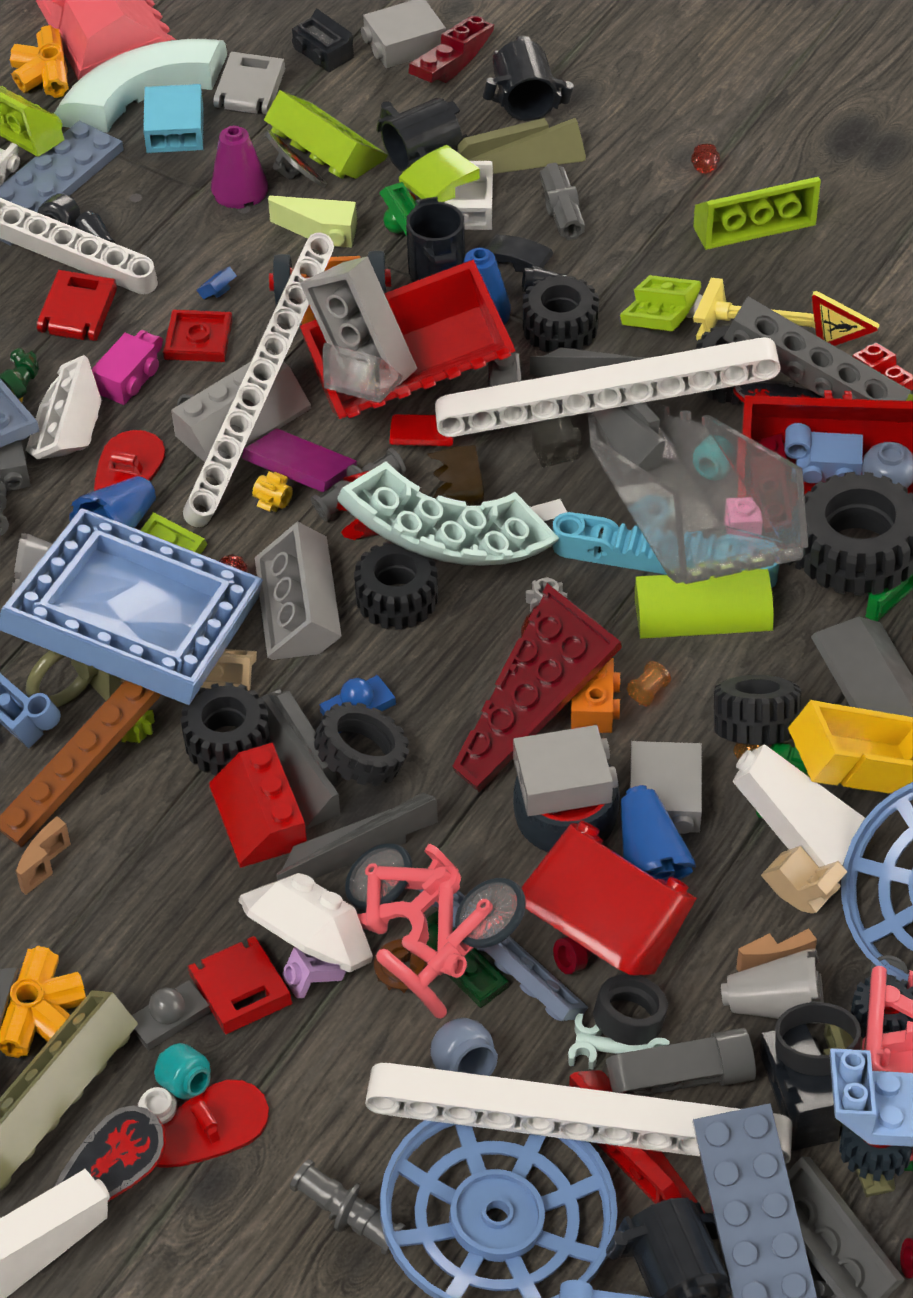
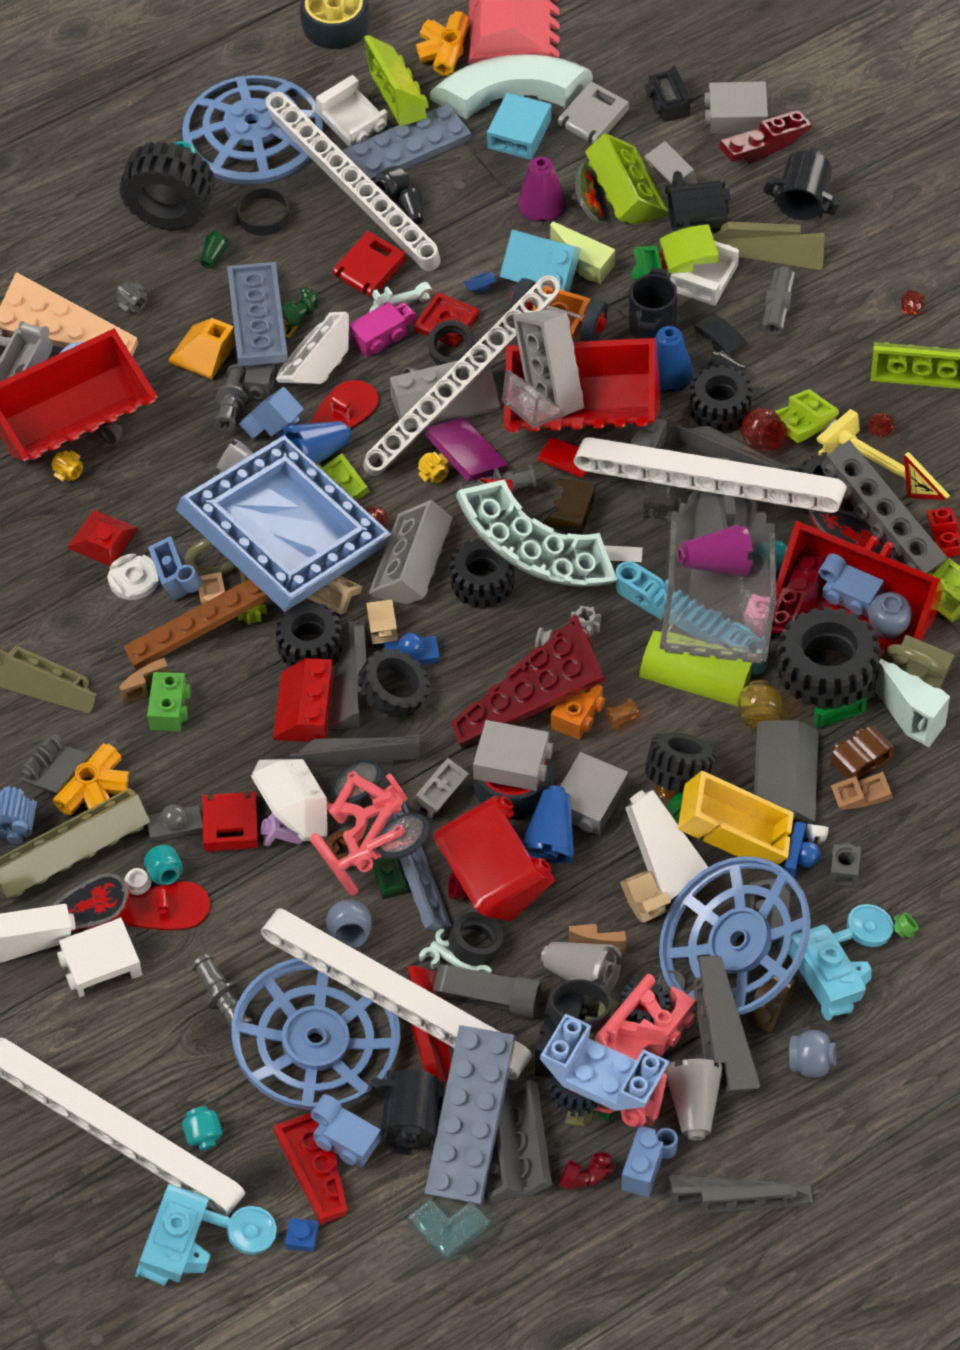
camera: 25 degrees right, 5 degrees up
(50, 494) = (272, 414): none -> medium blue hinge
(72, 717) = (211, 586): none -> light nougat slope
(85, 868) = (167, 701): none -> bright green brick
(121, 325) = (419, 293): none -> light aqua bar
(156, 1222) = (98, 955): none -> white panel
(213, 336) = (446, 327): none -> black tyre
(271, 232) = (538, 257): none -> medium azure slope
(306, 680) = (382, 621): none -> tan brick
(361, 102) = (668, 161): none -> light grey hinge
(484, 845) = (439, 787): none -> light grey hinge
(508, 633) = (542, 637): none -> light grey bush
(627, 329) = (763, 429): none -> clear red piece
(678, 457) = (718, 551): none -> magenta cone
(748, 284) = (881, 424): none -> clear red plate
(802, 613) = (759, 702): none -> clear yellow piece

